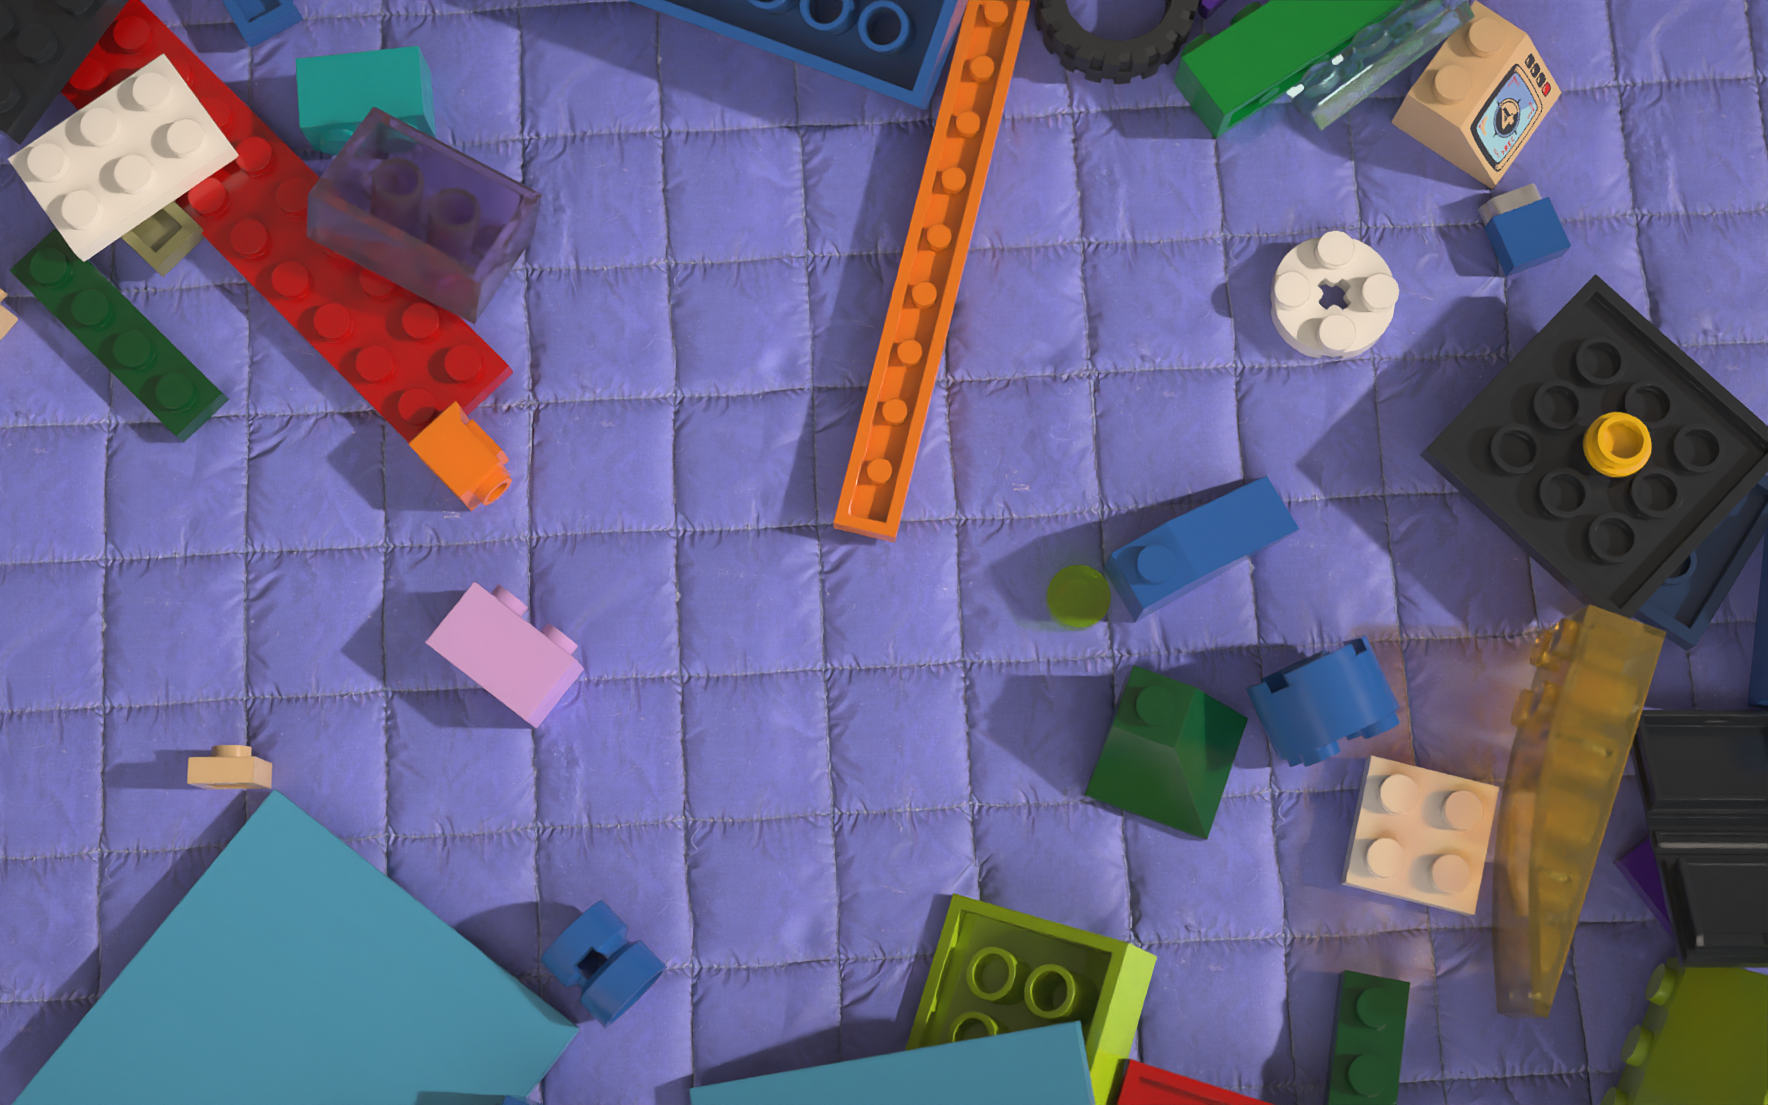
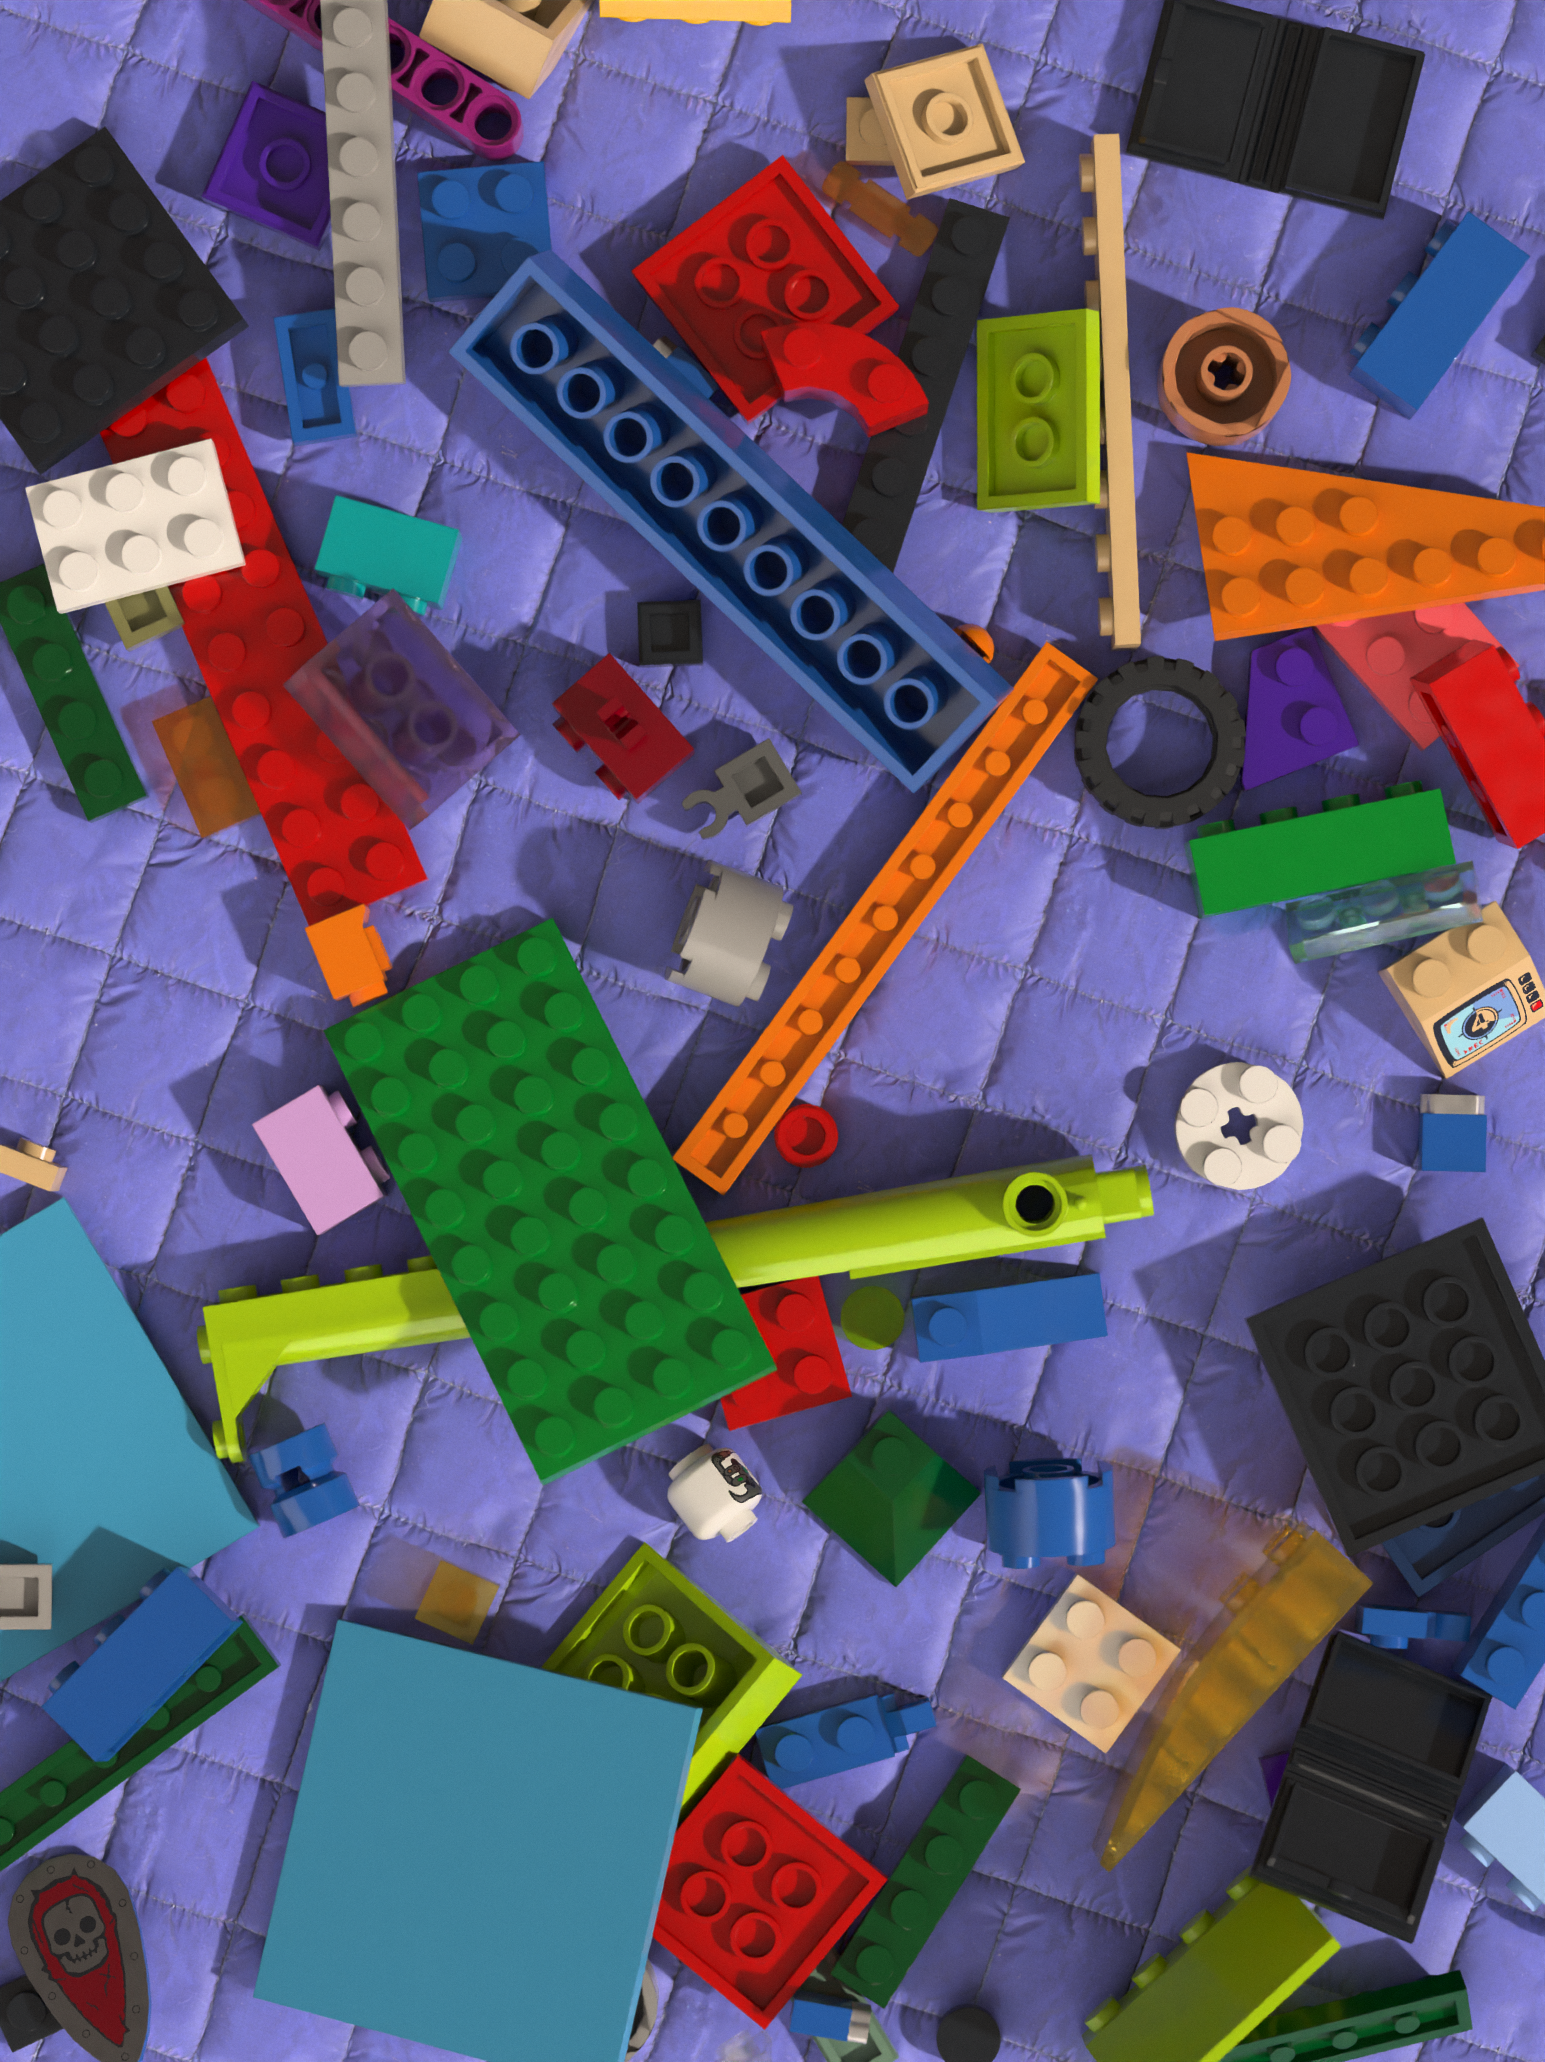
camera: 20 degrees right, 10 degrees up
(271, 350) = (206, 768): none -> clear orange plate
(635, 167) = (621, 729): none -> dark red brick
(646, 77) = (670, 633): none -> black tile
(740, 605) = (549, 1201): none -> green plate
(769, 173) = (751, 785): none -> dark grey plate
(793, 668) = (857, 1233): none -> lime piece
(797, 1022) = (457, 1601): none -> clear yellow plate
(802, 299) = (728, 935): none -> light grey brick
(948, 459) = (806, 1135): none -> red tile
(1000, 666) = (805, 1351): none -> red plate
(1000, 817) = (714, 1493): none -> white head
(1217, 1004) = (840, 1737): none -> blue hinge
(1617, 444) = (1420, 1390): yellow plate -> none
(1686, 681) = (1394, 1625): none -> blue plate

